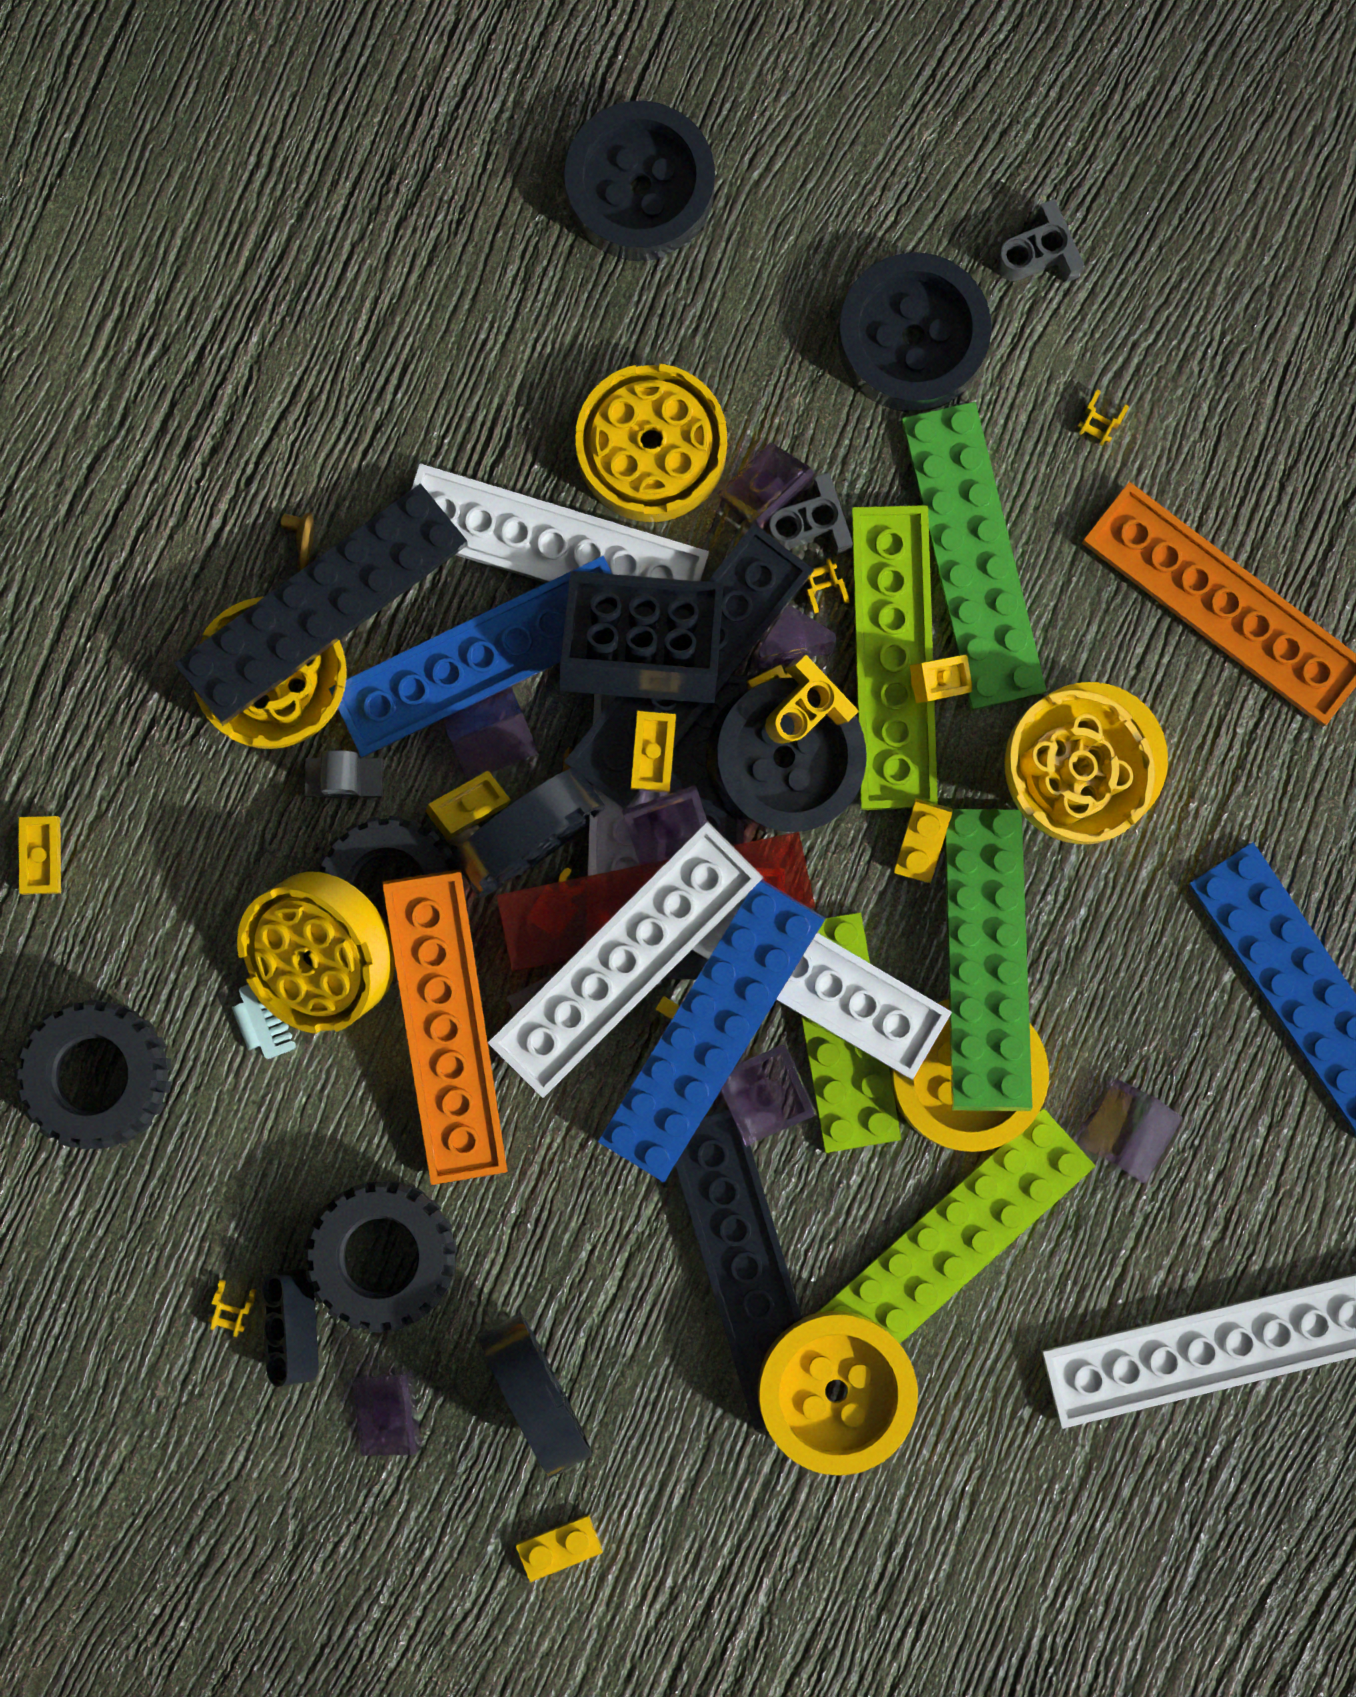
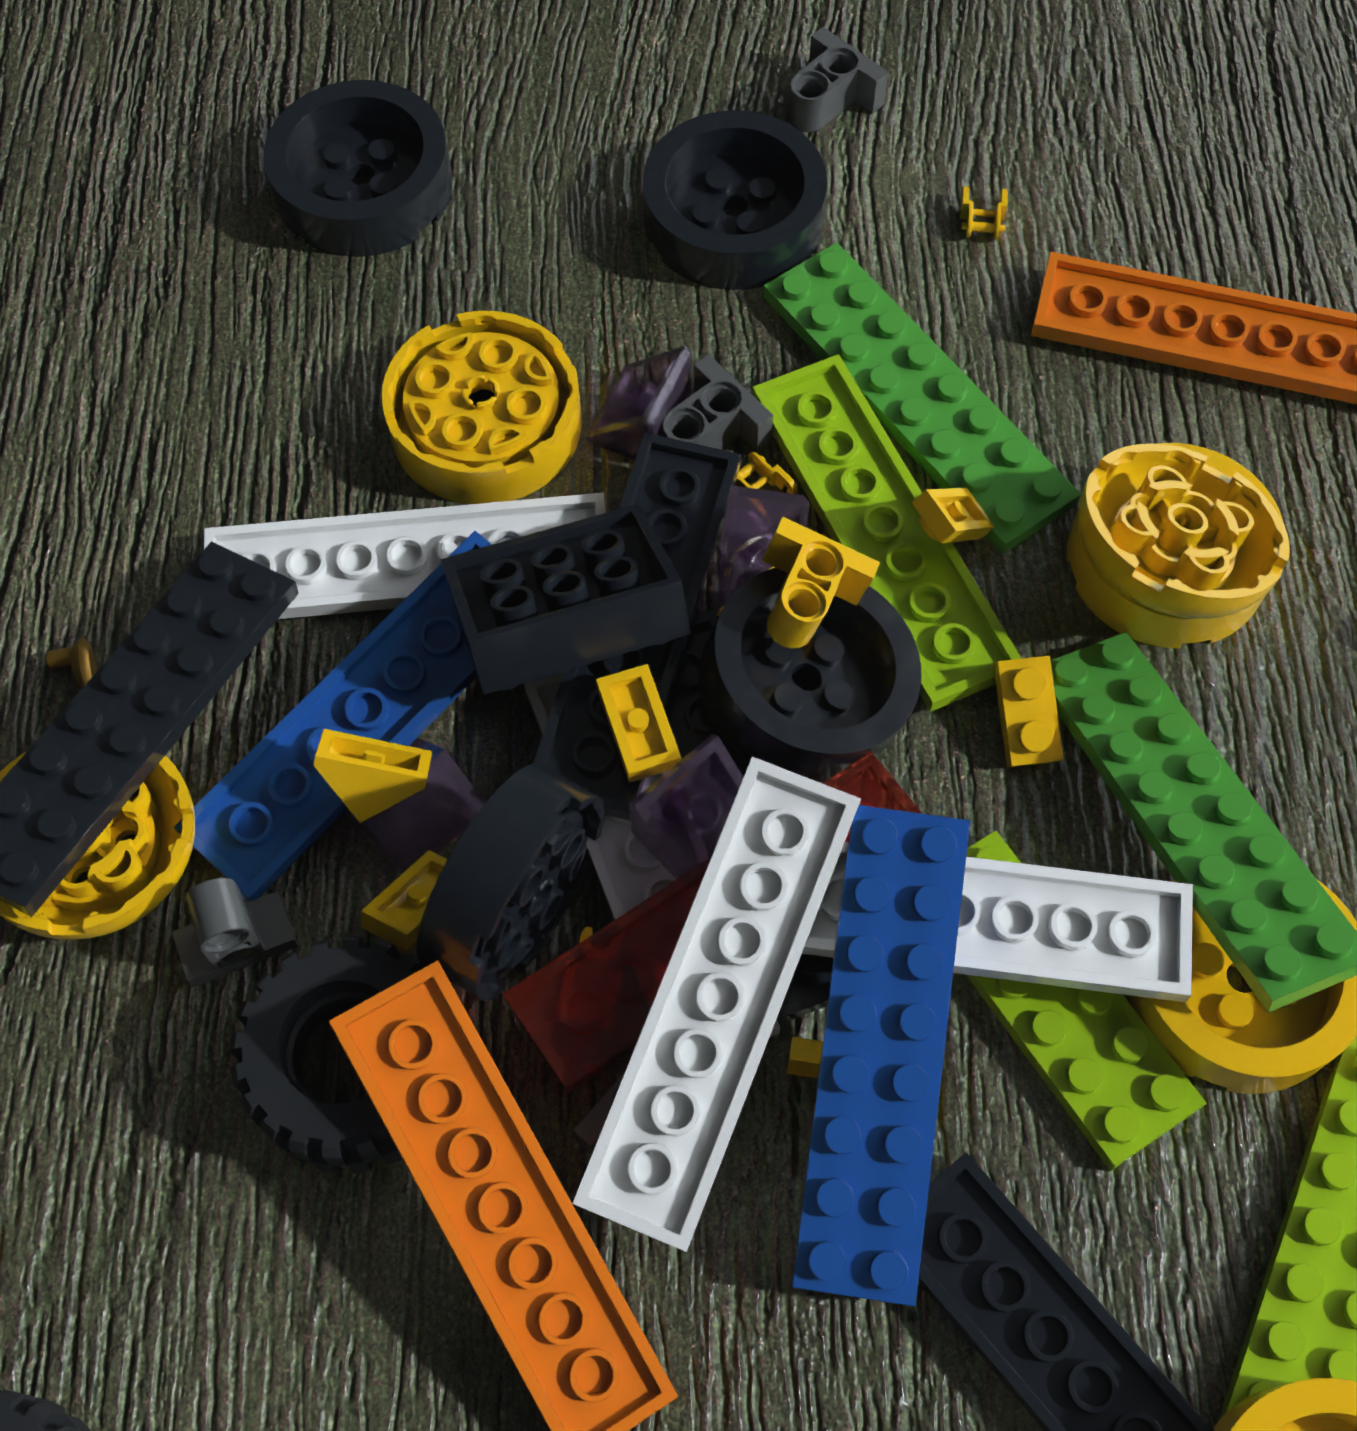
camera: 20 degrees left, 20 degrees down
(256, 1028) = (219, 1340): light aqua piece -> none
(346, 944) = (311, 1146): yellow brick -> none
(468, 713) = (370, 772): none -> yellow slope
(767, 1095) = (1001, 1112): clear purple slope -> none

